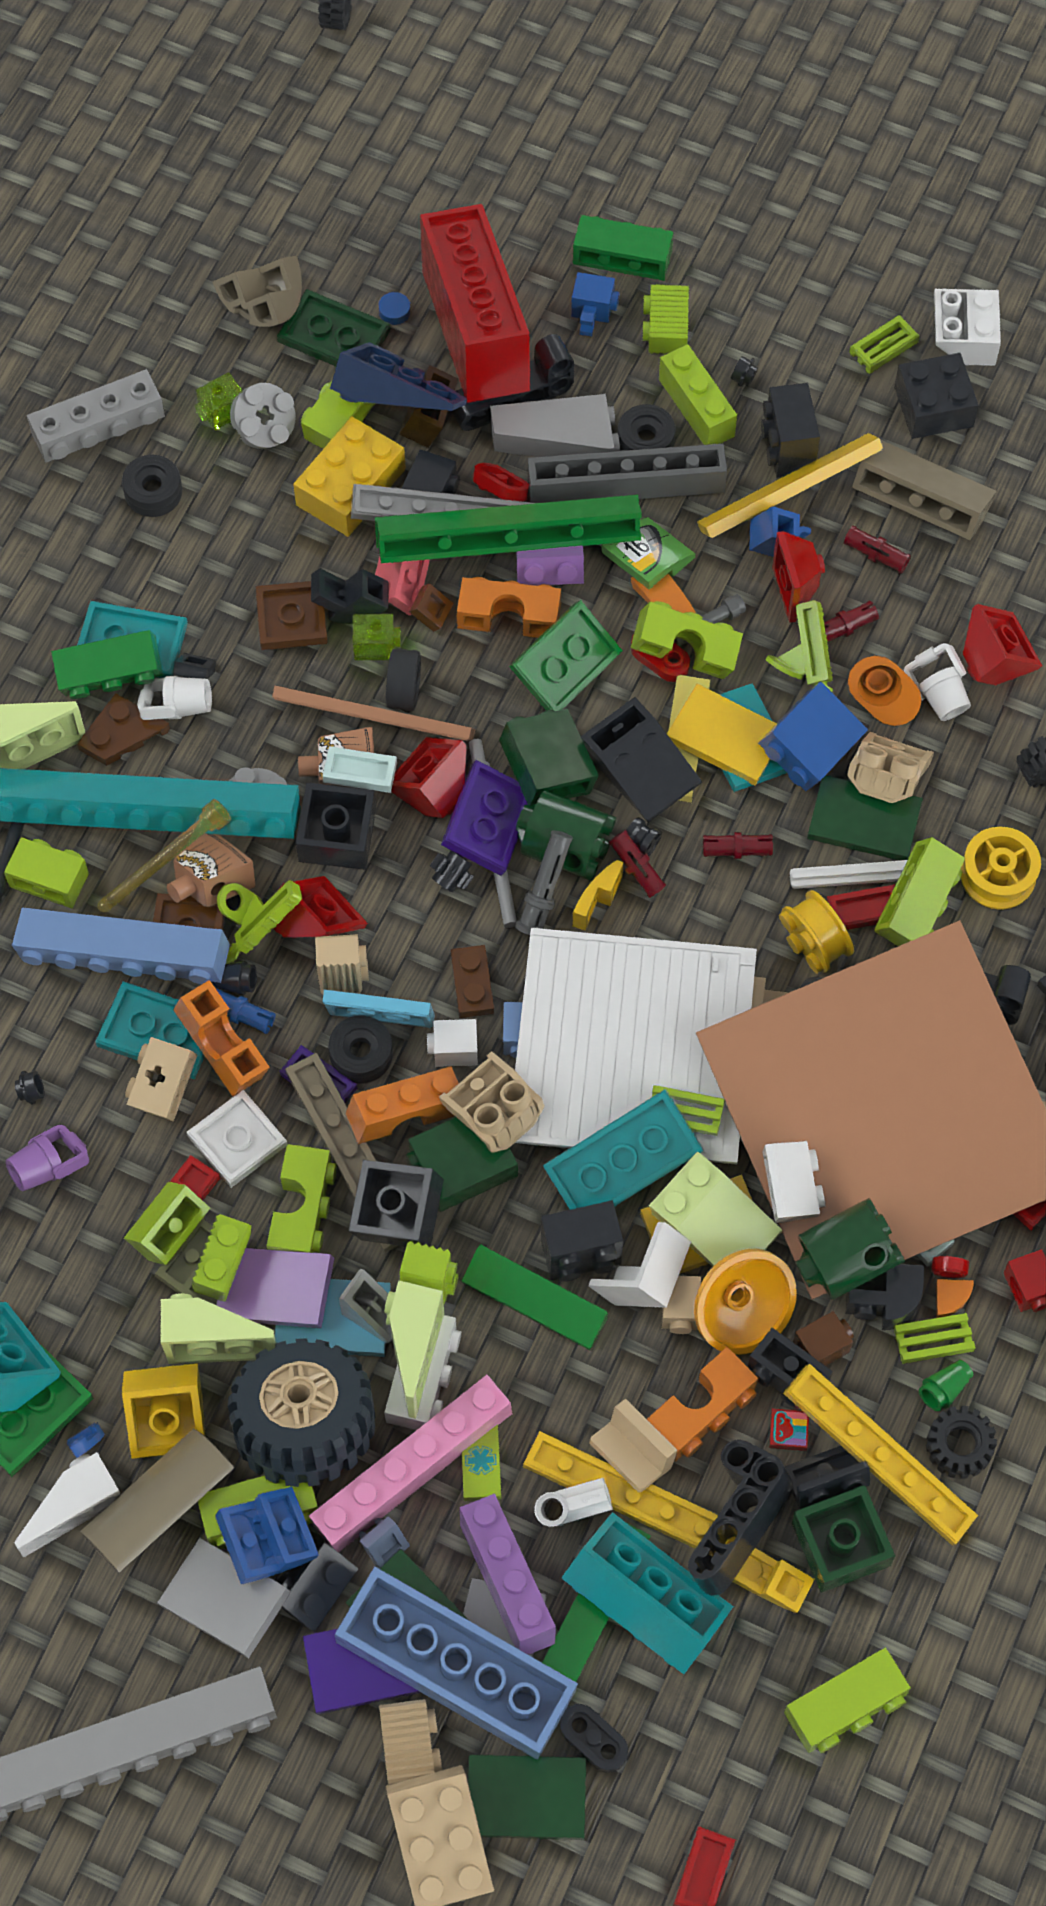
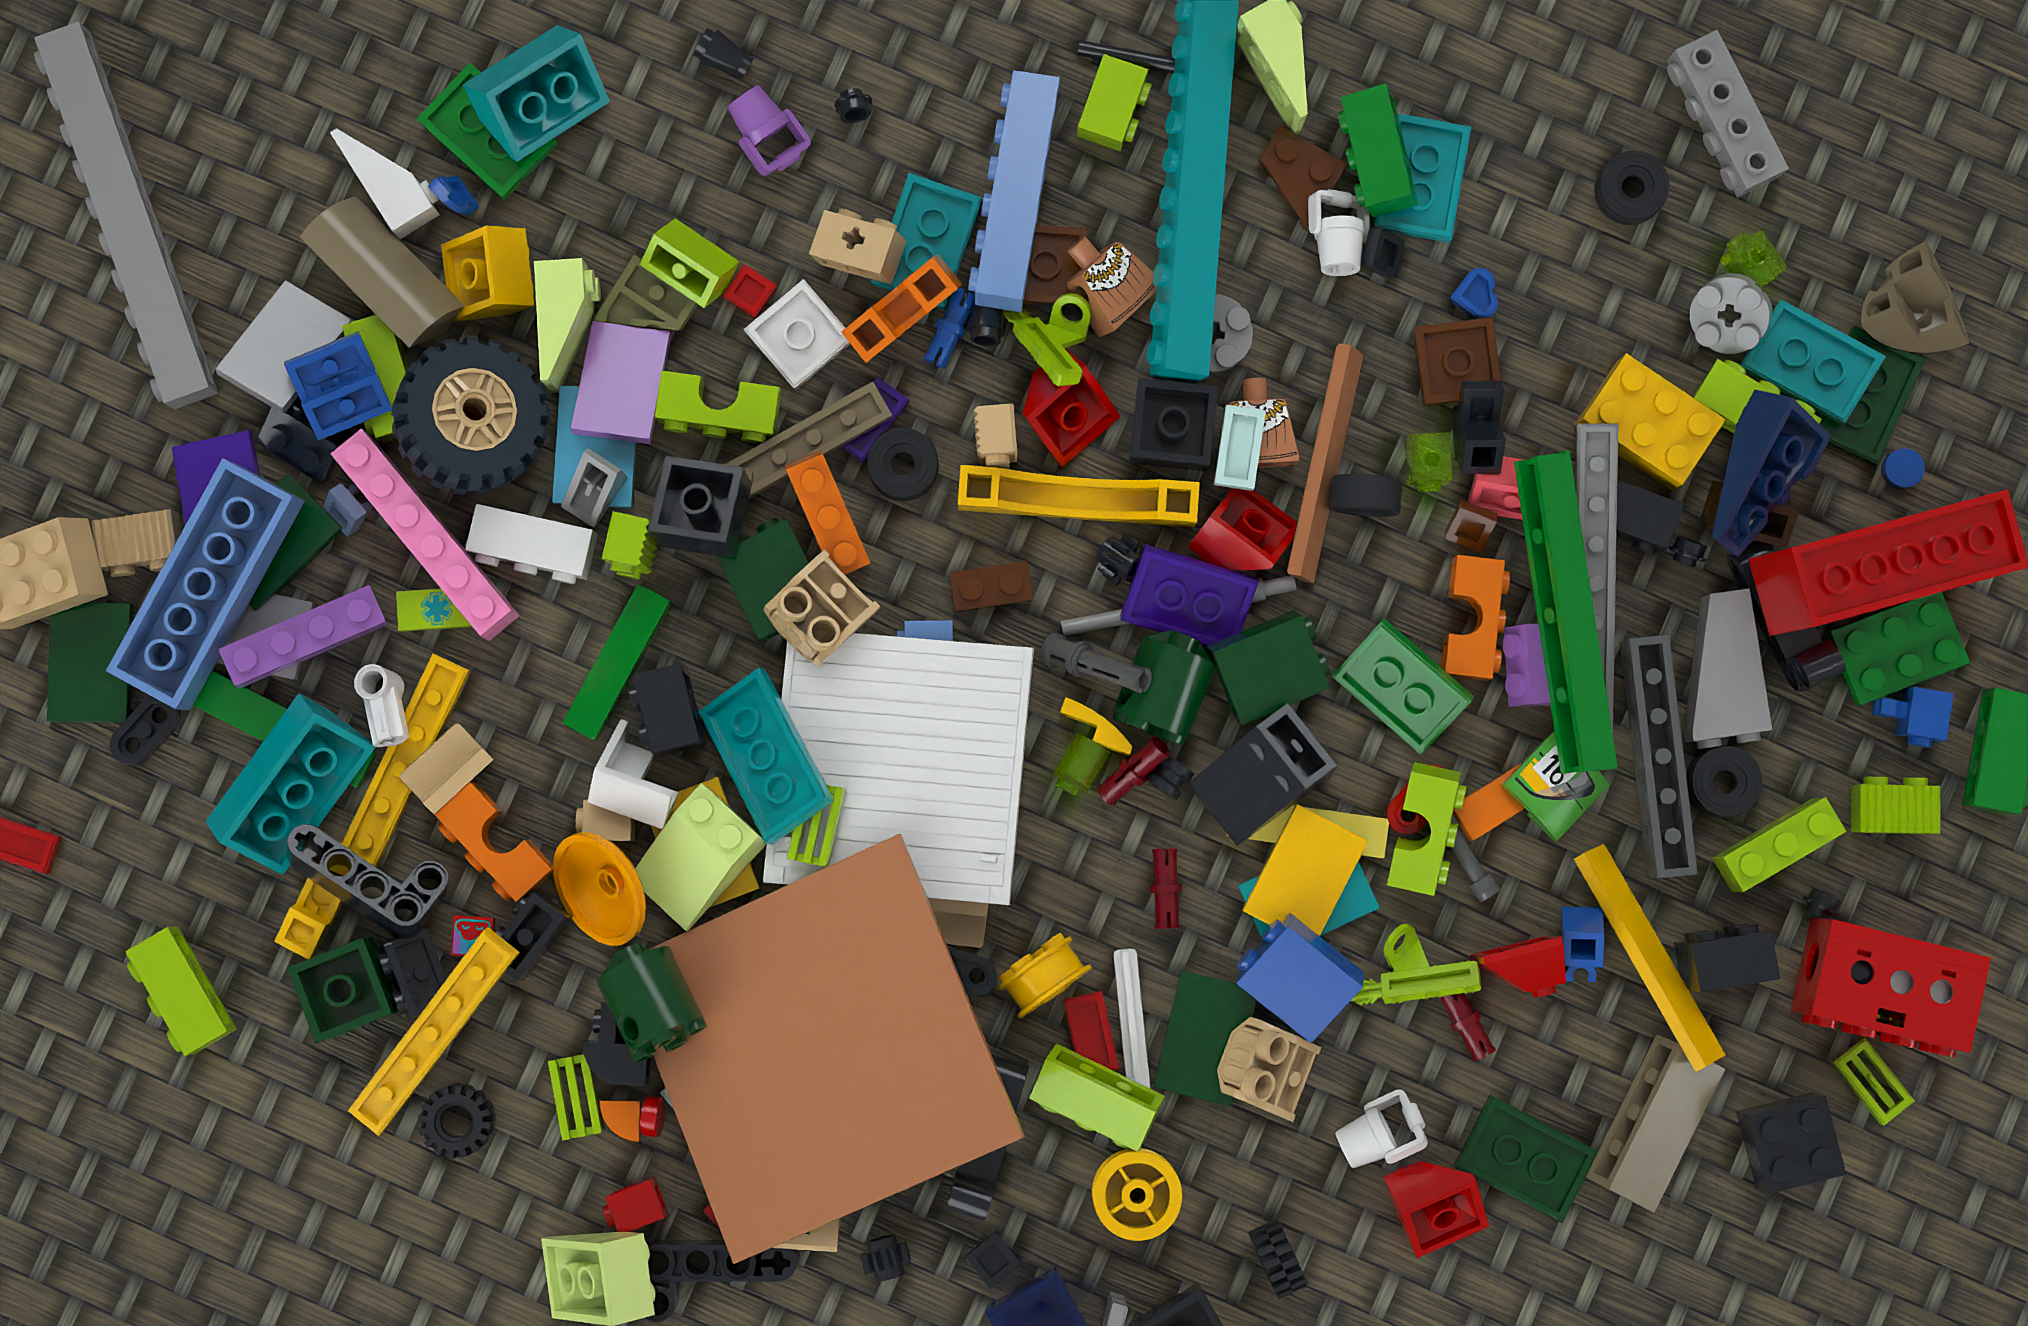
camera: 85 degrees right, 20 degrees up
(212, 817) = (1156, 279): clear yellow piece -> none
(221, 1257) = (644, 322): lime brick -> none
(234, 603) = (1476, 295): none -> blue tile
(306, 359) = (1813, 362): none -> teal tile
(380, 1008) = (941, 481): medium azure tile -> none
(397, 899) = (1078, 498): none -> yellow arch
(415, 1324) = (542, 526): yellowish green slope -> none
(453, 1043) = (910, 567): white brick -> none
(458, 453) = (1688, 551): none -> black plate
(500, 482) = (1645, 604): red plate -> none
(546, 309) = (1899, 647): none -> green plate
(631, 908) = (1080, 765): none -> clear neon green brick
(792, 1181) = (724, 940): white slope -> none
(811, 320) = (1890, 987): none -> red piece
(825, 1338) = (566, 975): reddish brown brick -> none
(857, 538) = (1570, 1062): dark red pin -> none
(884, 690) = (1370, 1065): orange piece -> none
(945, 1385) = (520, 1107): green cone -> none
(954, 583) = (1525, 1158): none -> dark green tile
(968, 324) = (1897, 1186): white slope -> none

